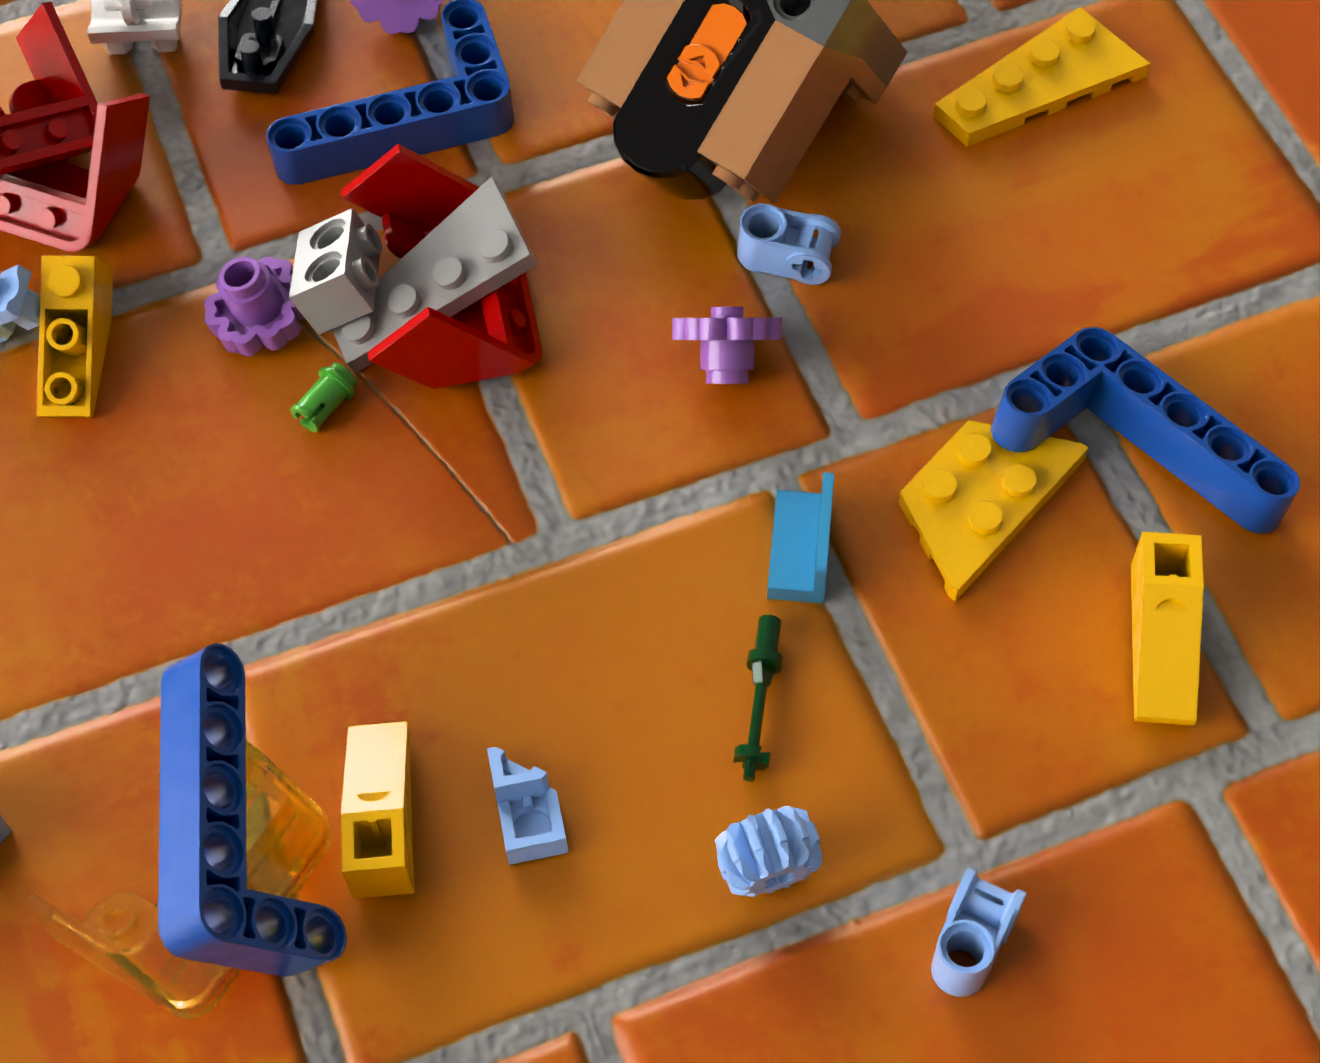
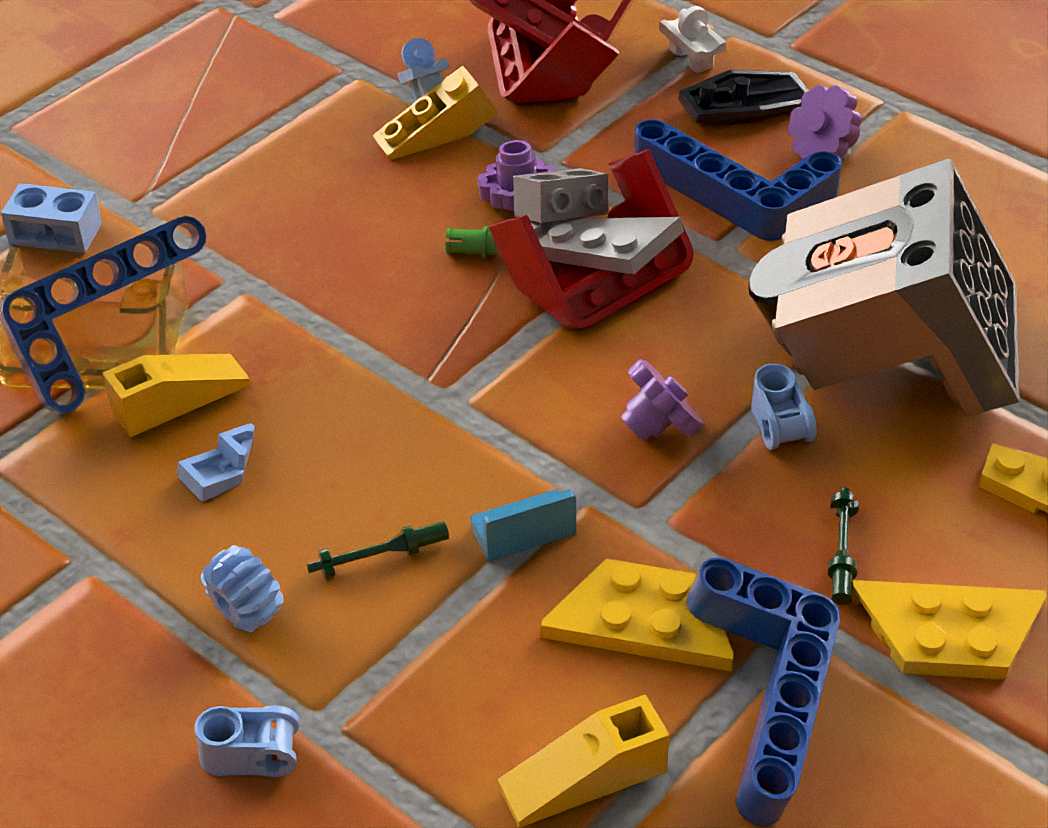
camera: 60 degrees right, 15 degrees down
(1021, 304) = (842, 567): none -> dark green piece
(1132, 259) = (950, 626): none -> yellow wing

